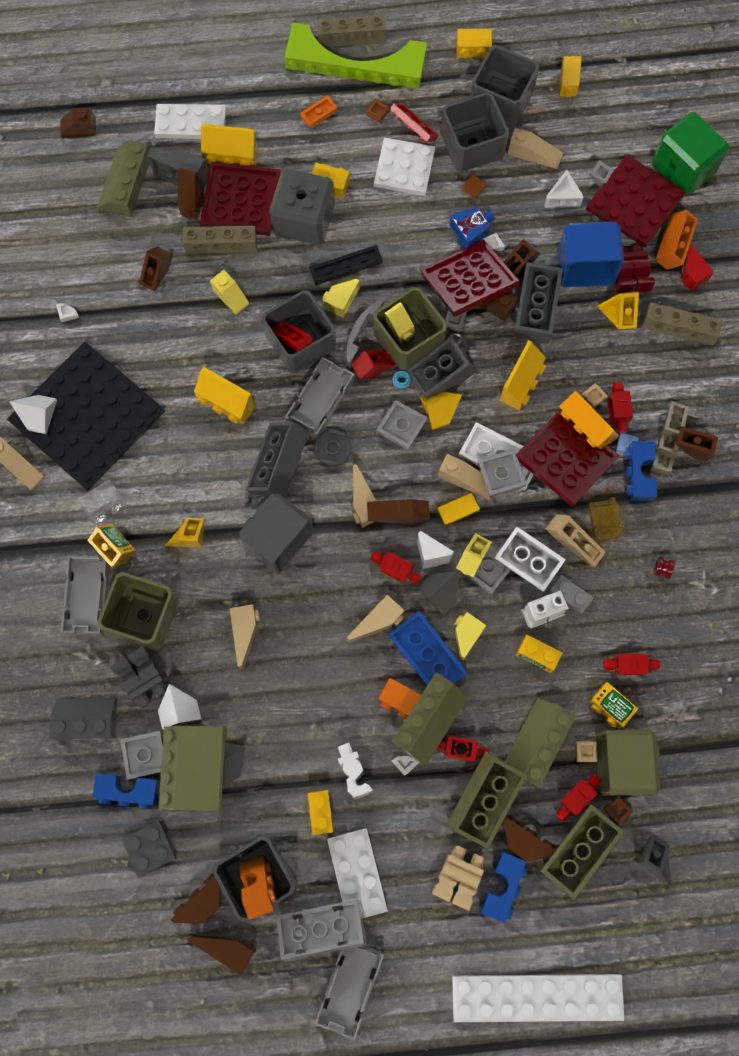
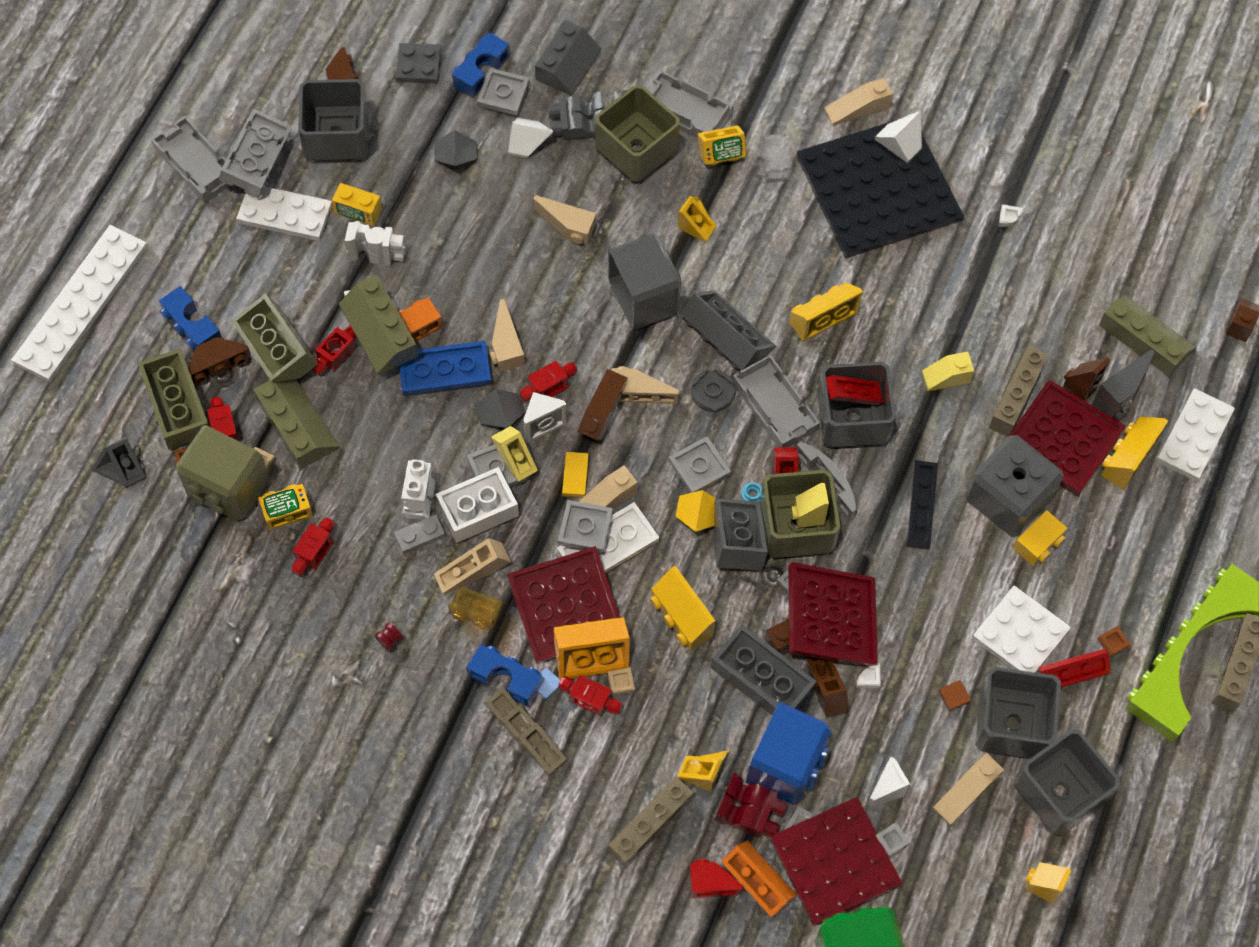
camera: 115 degrees right, 10 degrees down
(155, 267) = (1018, 315): reddish brown slope -> none
(192, 768) = (464, 115): olive slope -> none
(229, 951) = (284, 84): reddish brown slope -> none
(259, 885) = (312, 101): orange arch -> none
(318, 112) = (1141, 573): orange plate -> none
(341, 297) = (882, 478): light yellow slope -> none
(460, 872) = (228, 293): tan hips -> none
(467, 633) = (441, 412): light yellow slope -> none
(471, 225) = (901, 660): blue torso -> none
(473, 43) = (1156, 799): yellow brick -> none
(538, 654) = (379, 465): yellow brick -> none
(696, 443) = (500, 745): reddish brown slope -> none

